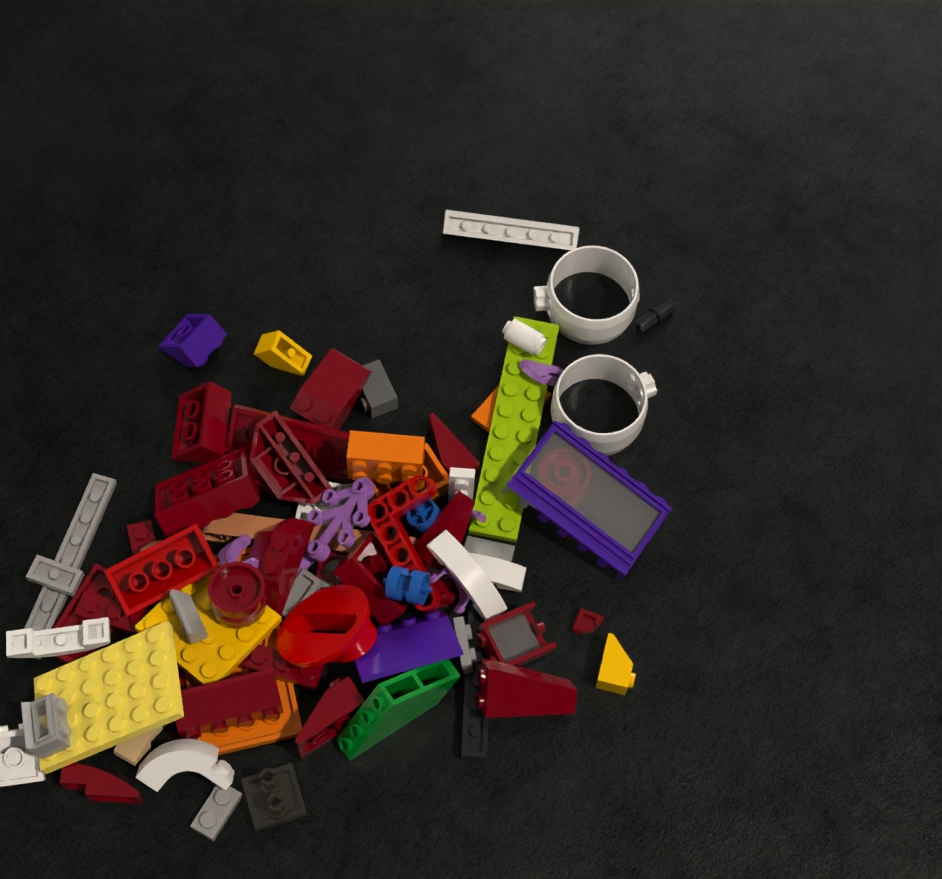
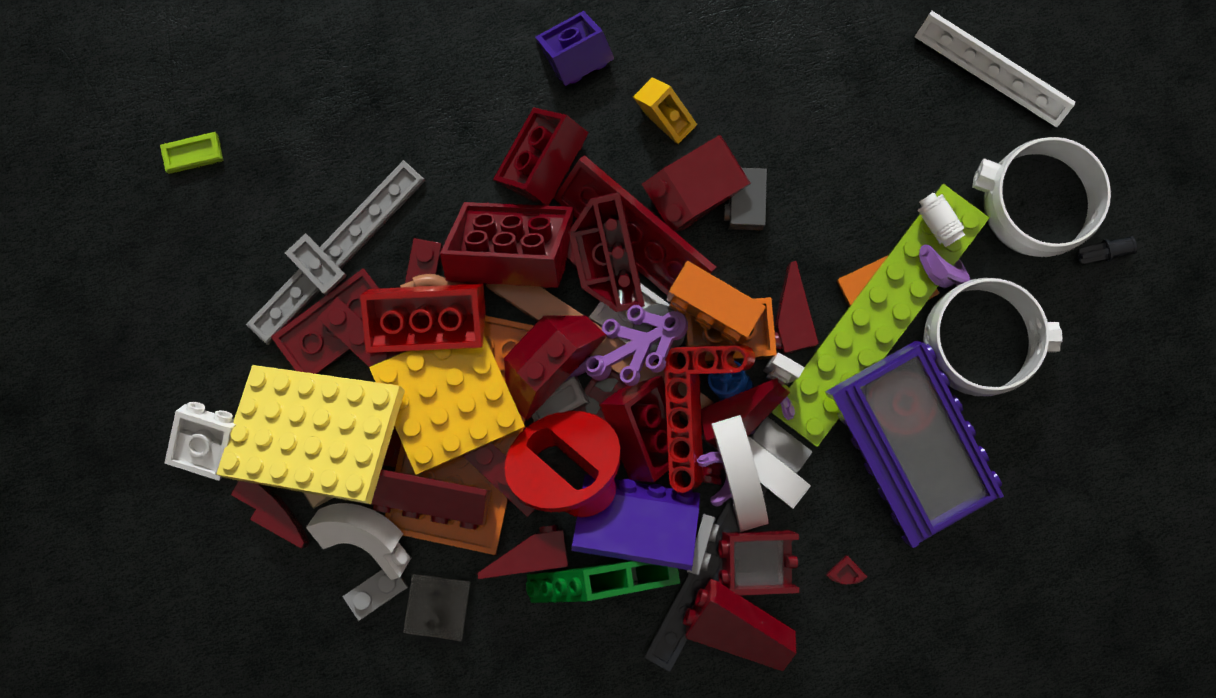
camera: 30 degrees right, 20 degrees up
(46, 725) = (235, 435): light grey window -> none
(58, 641) = (289, 339): white slope -> none
(188, 616) = (426, 386): light grey slope -> none
(232, 551) = (499, 331): medium lavender helmet -> none
(237, 594) = (485, 407): dark red wheel -> none
(407, 585) = (671, 463): blue wheel -> none
(615, 668) = (850, 639): yellow slope -> none

